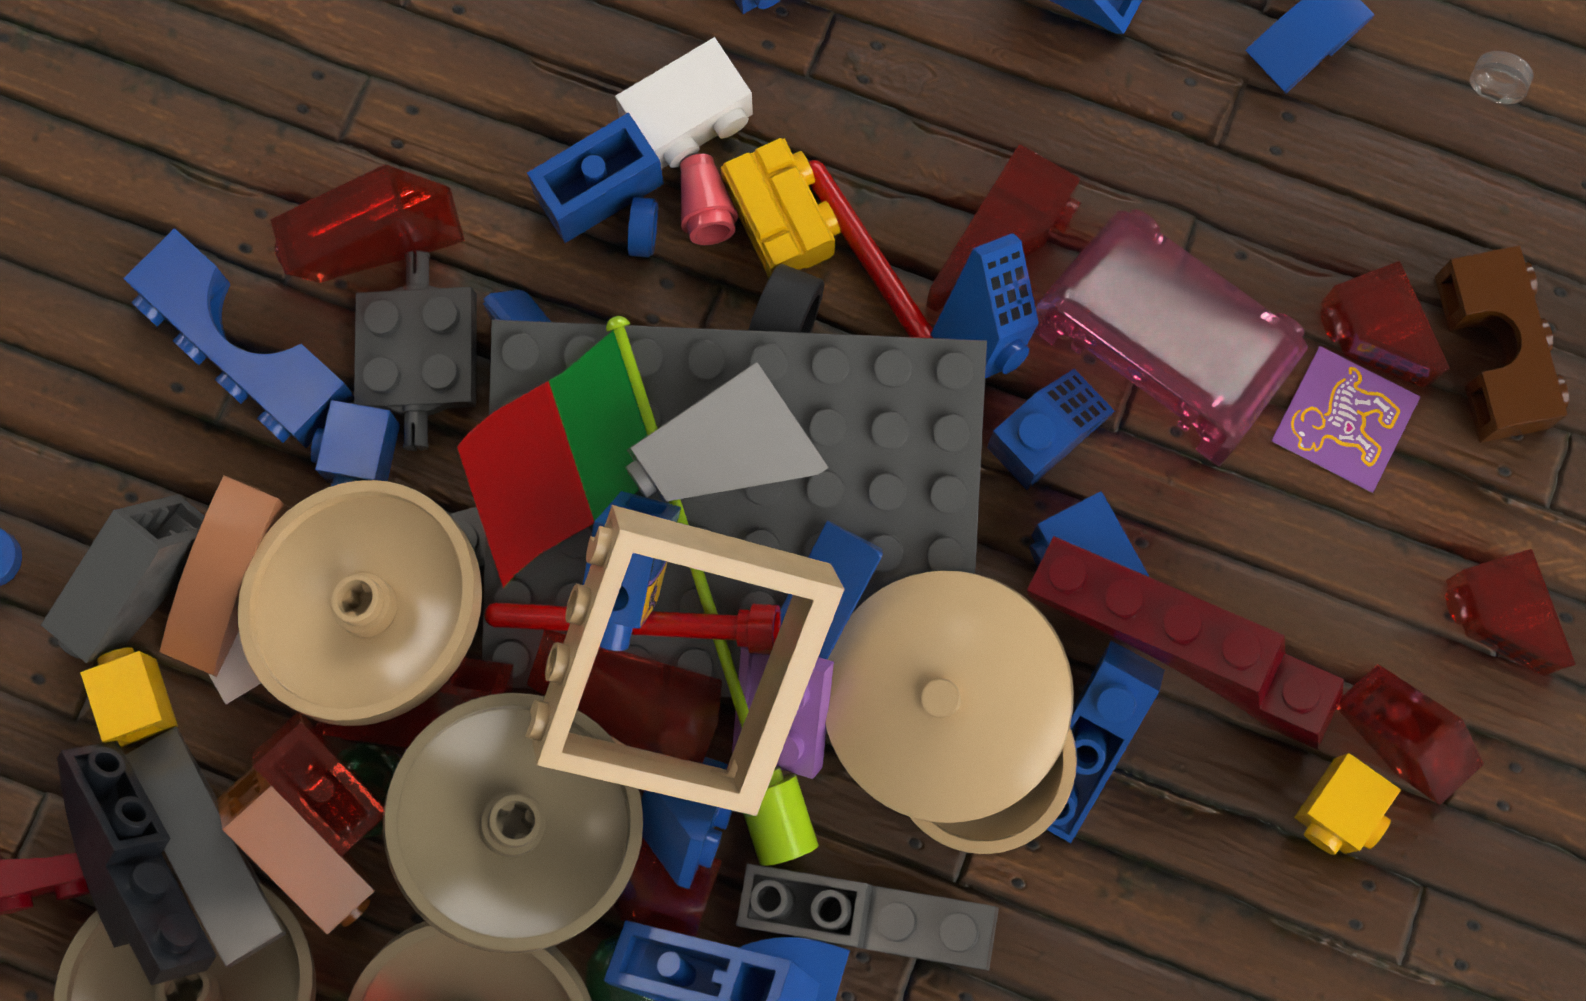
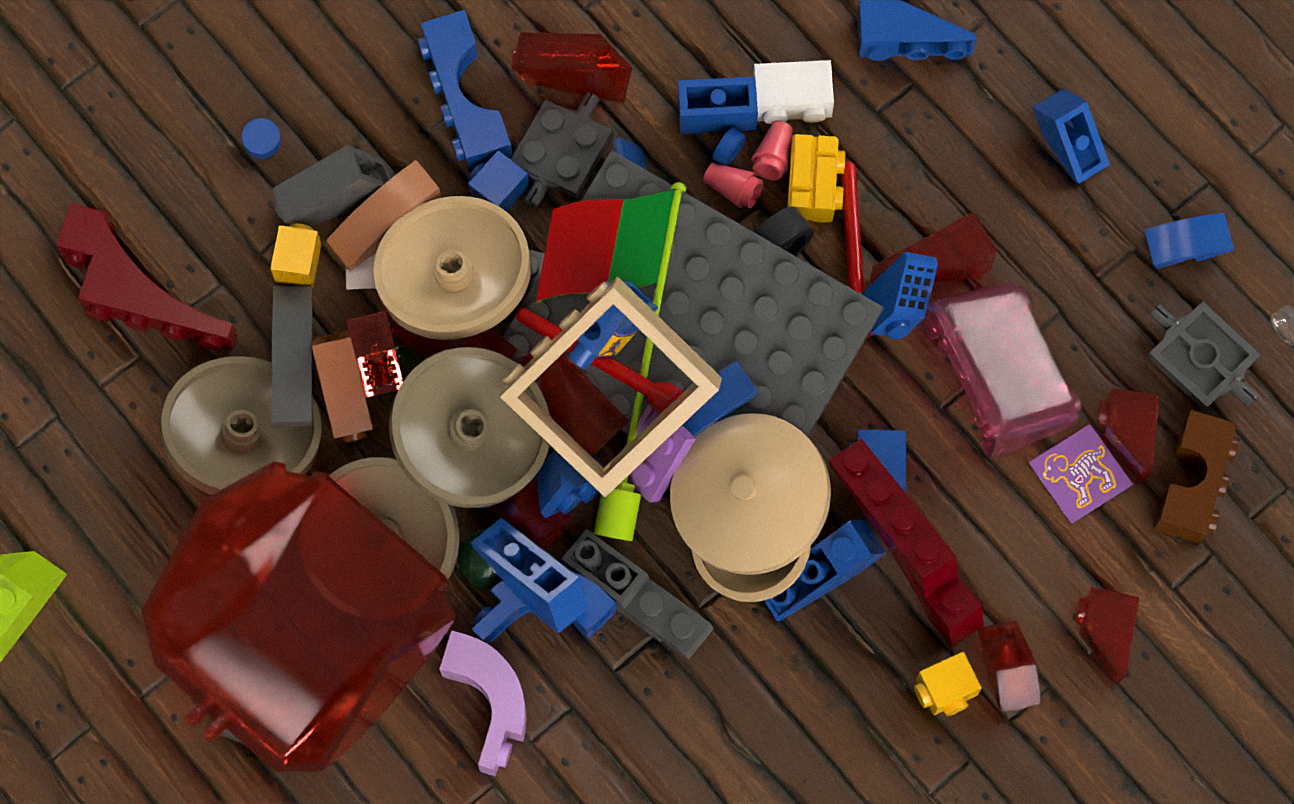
camera: 30 degrees right, 5 degrees down
(123, 863) = (247, 333): black slope -> none
(677, 274) = (734, 184): none -> coral cone
(725, 443) = (700, 283): light grey slope -> none
(1048, 427) = (899, 382): blue slope -> none
(1417, 177) = (1203, 356): none -> dark grey plate

